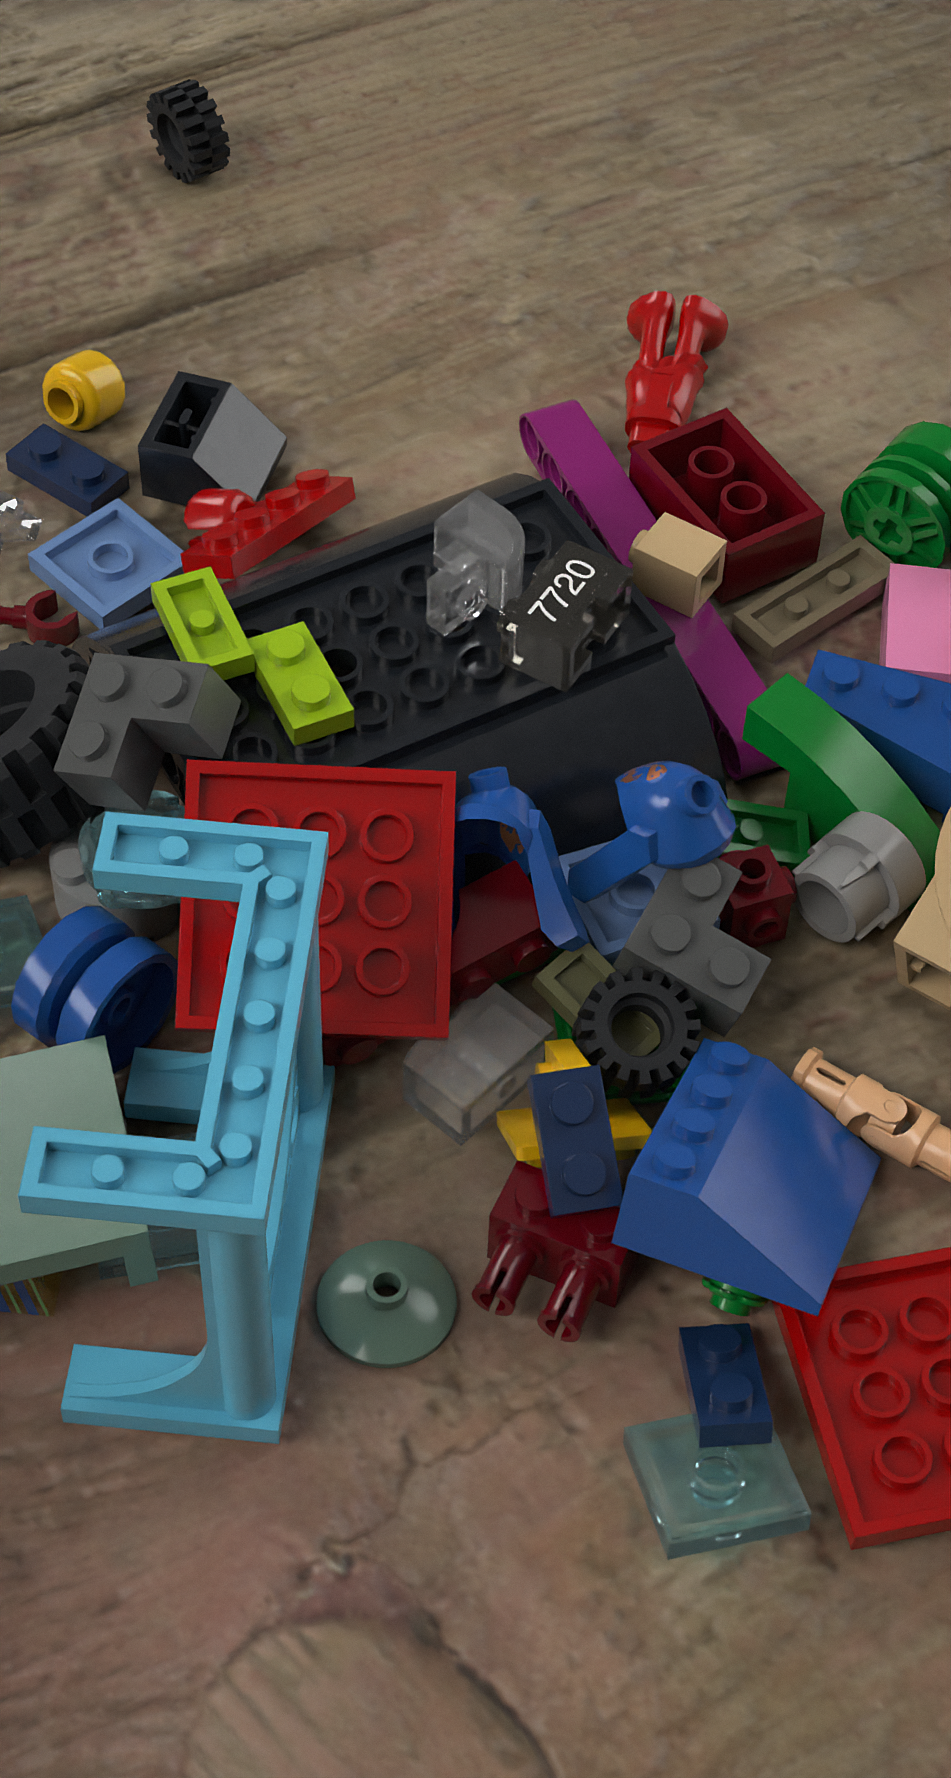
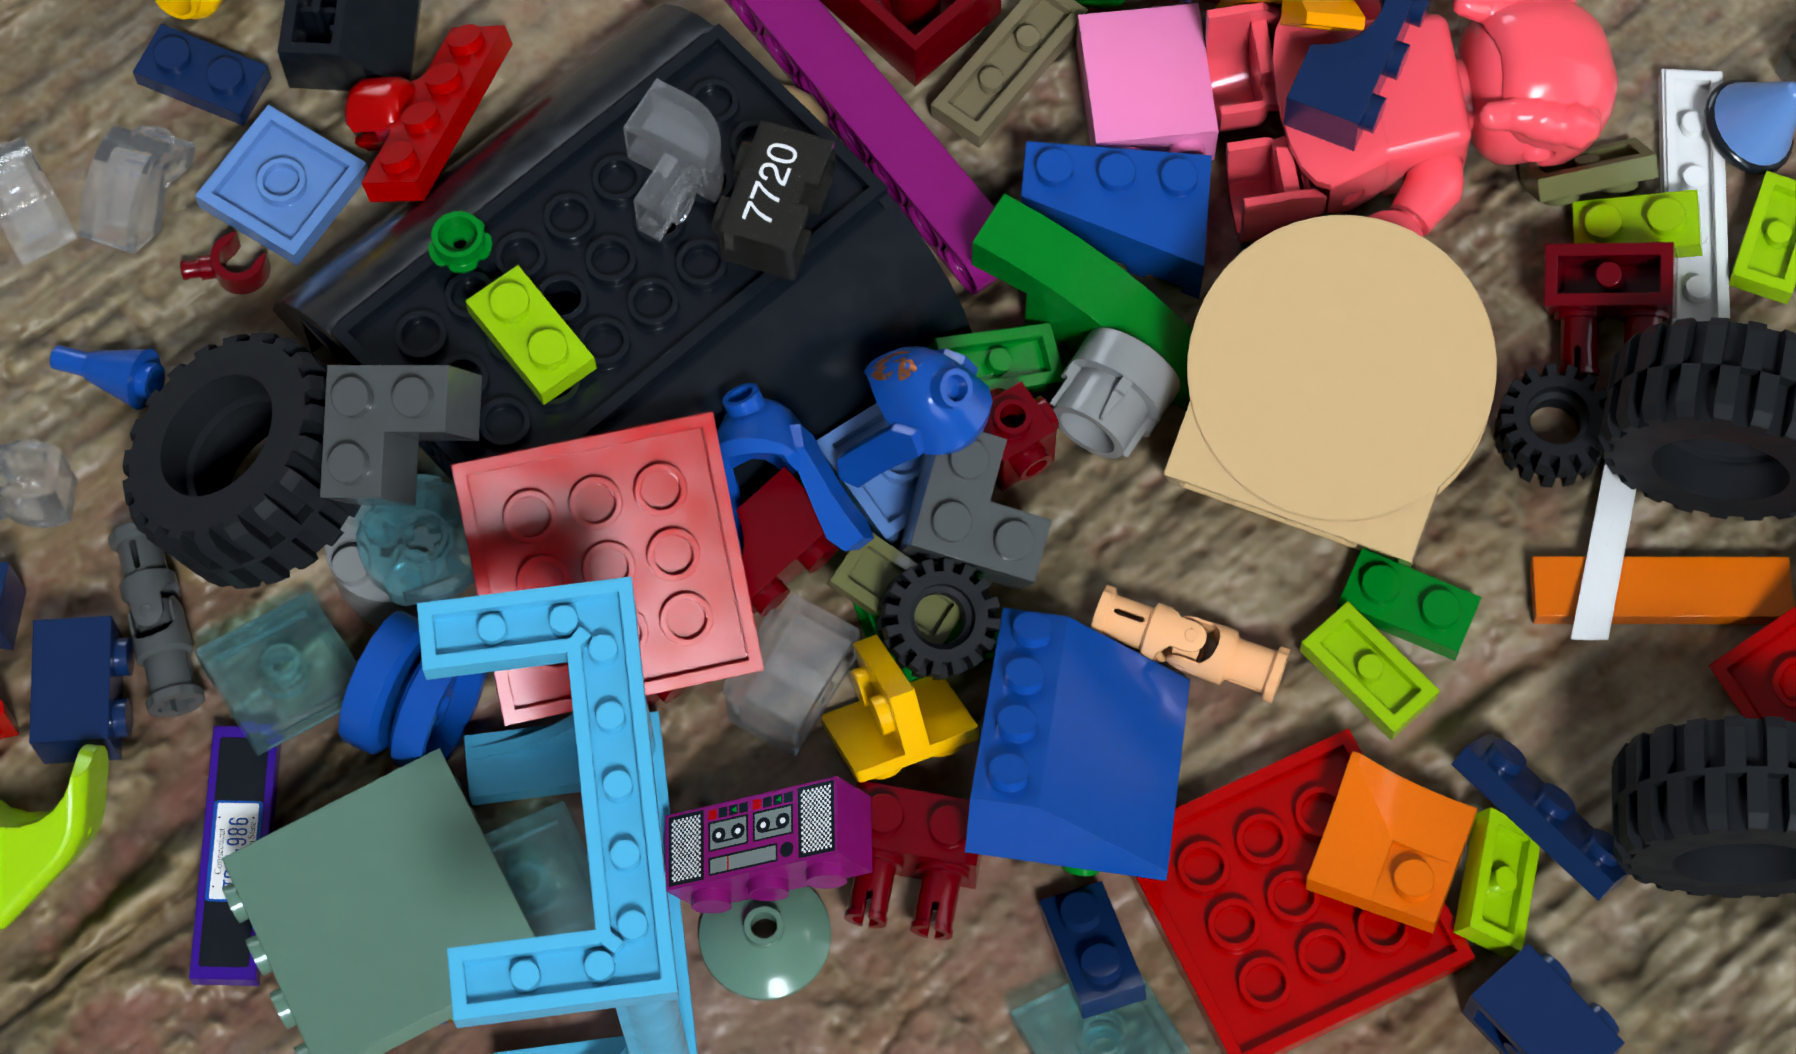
camera: 10 degrees left, 15 degrees up
(203, 623) = (419, 295): lime plate -> none
(254, 592) = (456, 227): none -> green plate
(411, 1199) = (768, 845): none -> brick
(575, 1141) = (910, 762): dark blue plate -> none
(677, 564) = (864, 74): tan brick -> none

